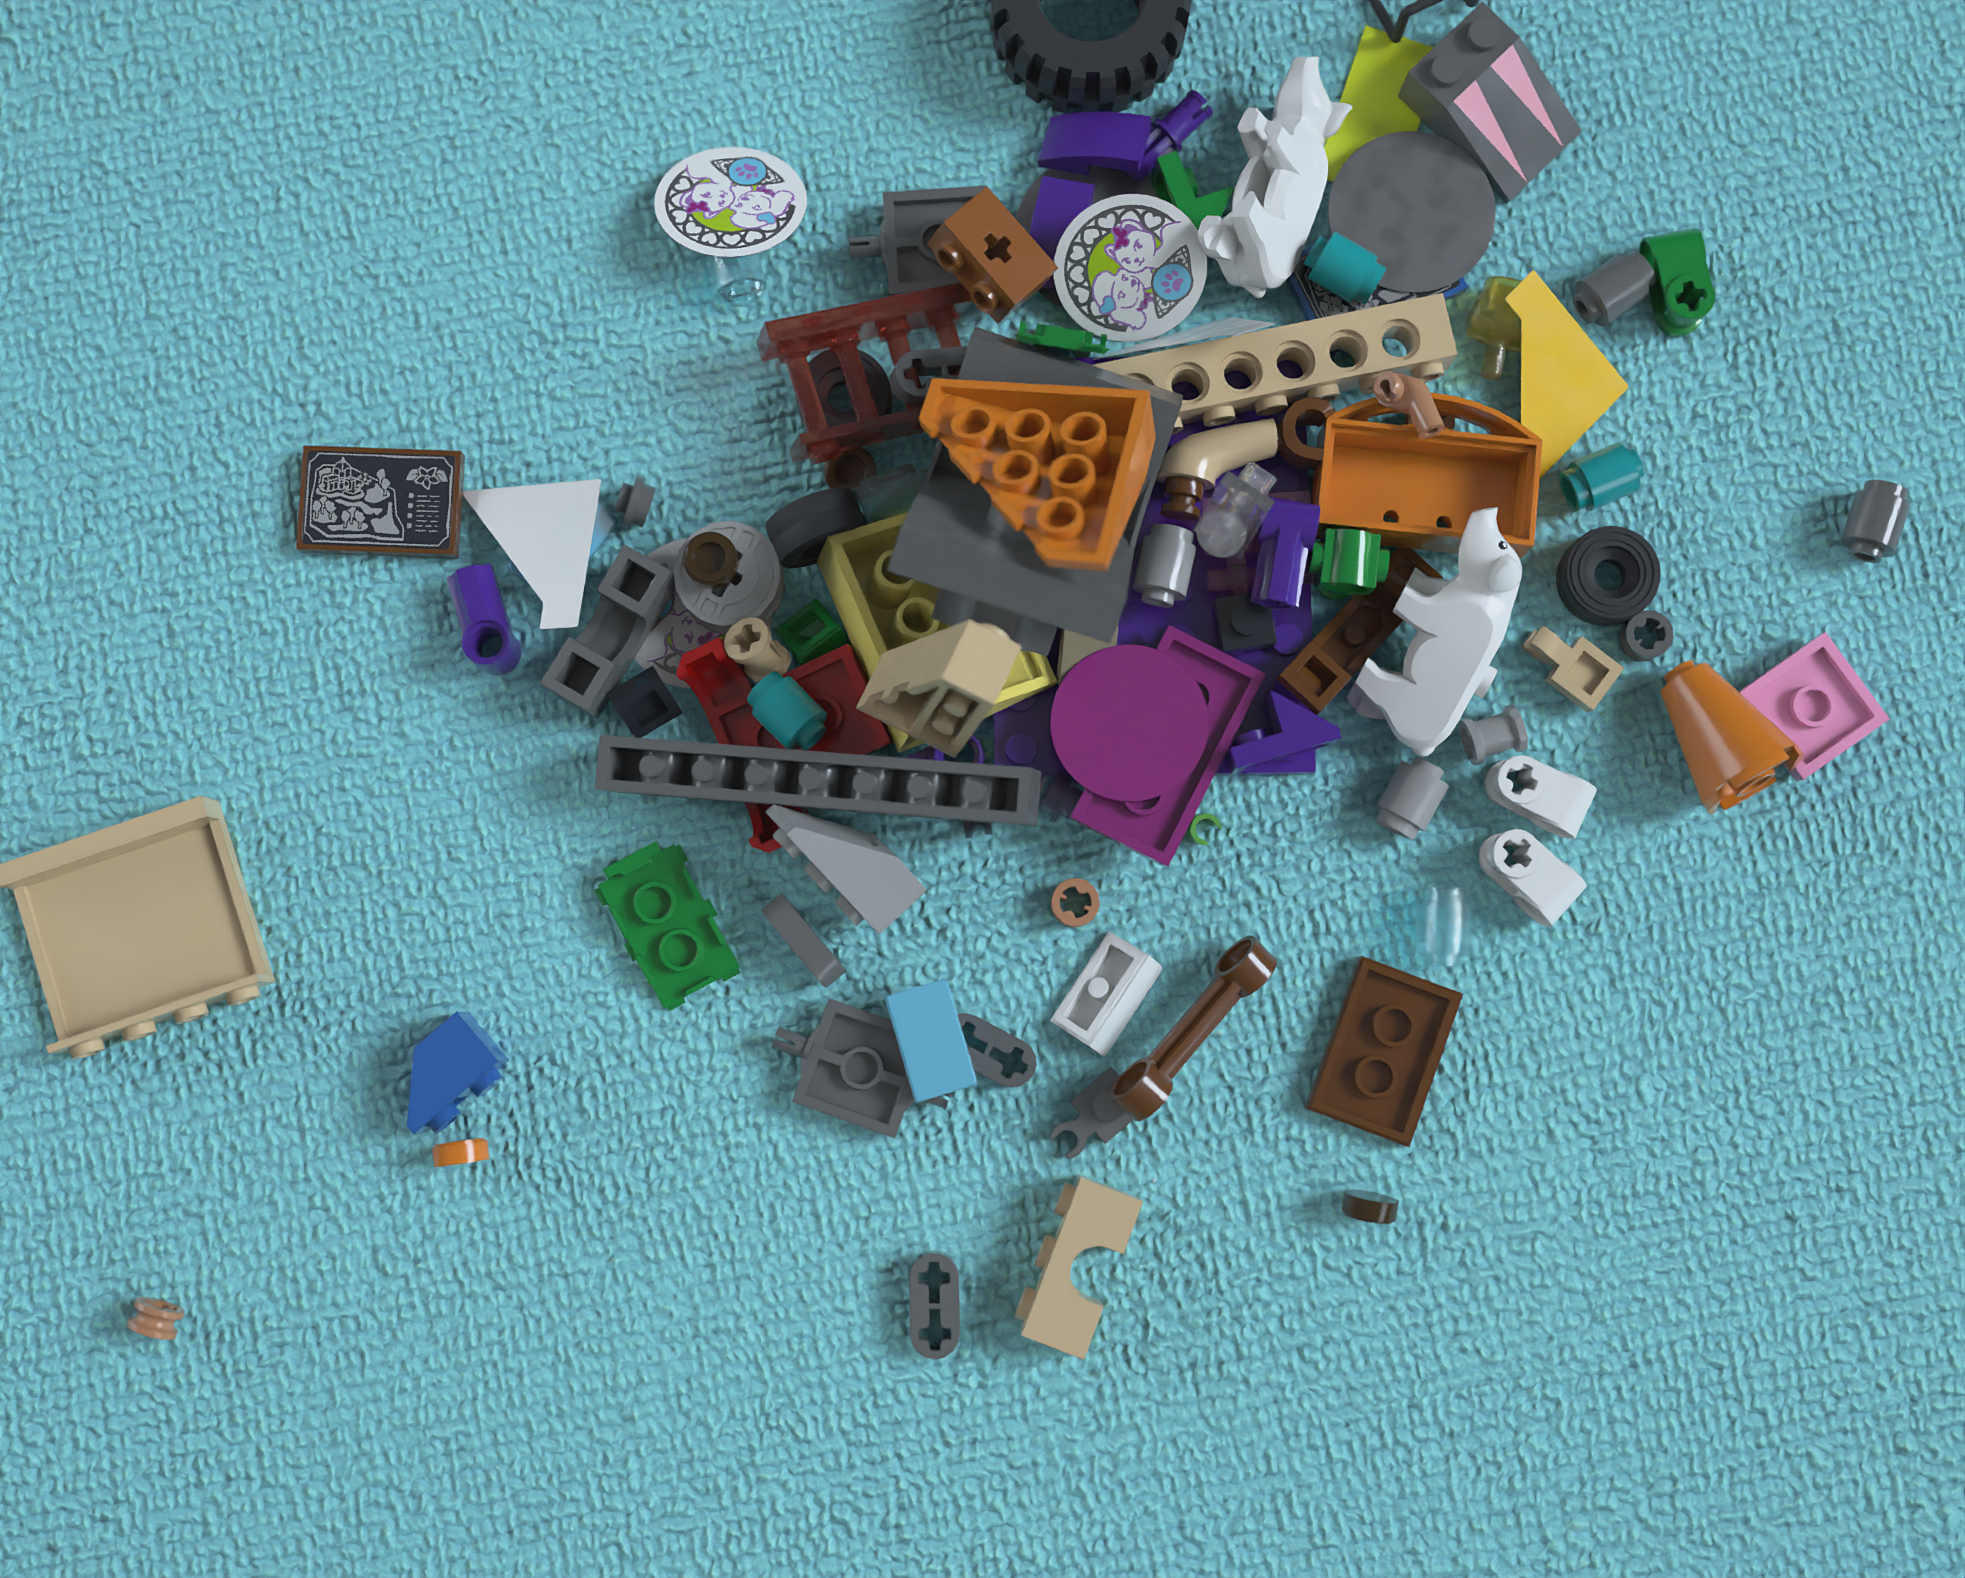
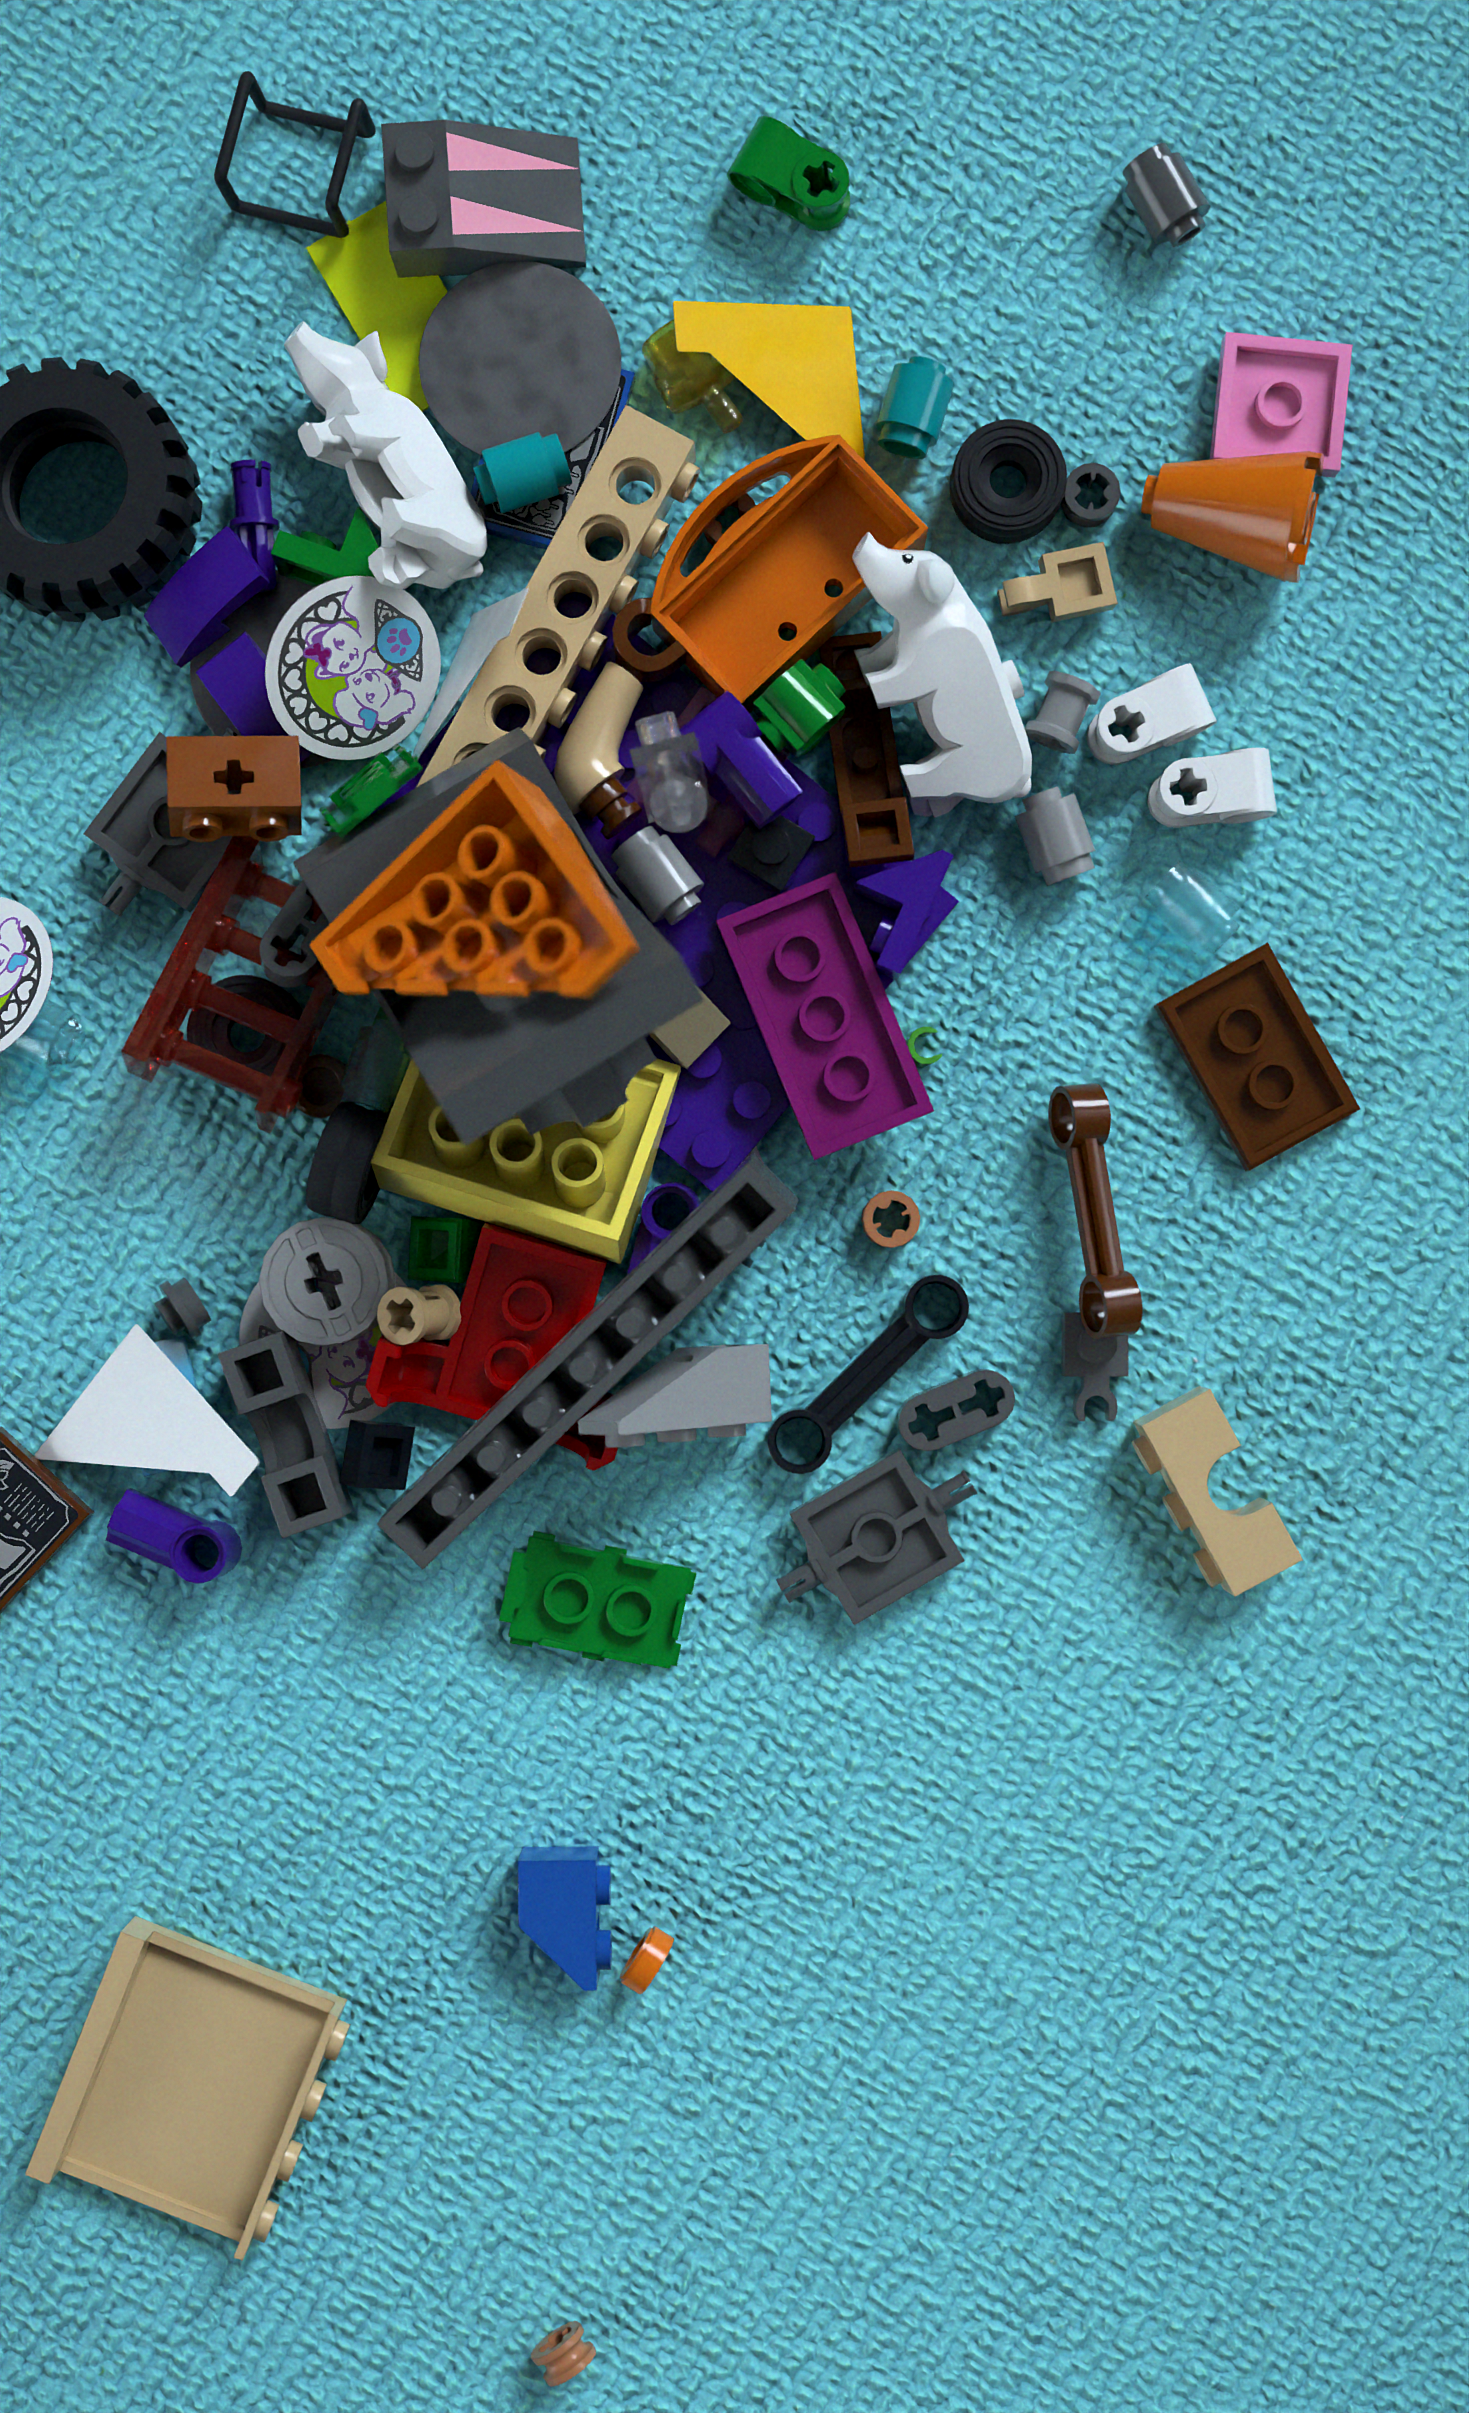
camera: 50 degrees left, 5 degrees up
(710, 560) = (299, 1286): dark brown tile -> none
(787, 711) = (500, 1334): teal brick -> none
(803, 940) = (717, 1492): dark grey beam -> none
(921, 1304) = (1148, 1636): dark grey beam -> none
(930, 1040) = (907, 1456): medium azure slope -> none
(941, 684) = (602, 1179): tan wedge -> none
(963, 972) = (867, 1373): none -> black piece
(1060, 797) = (785, 1150): plate -> none
(1107, 993) = (995, 1260): white slope -> none
(1129, 723) = (775, 1034): magenta sticker -> none
(1369, 1206) = (1382, 1189): dark brown tile -> none
(1409, 397) = (699, 519): nougat arm -> none
(1613, 288) = (750, 241): dark grey brick -> none

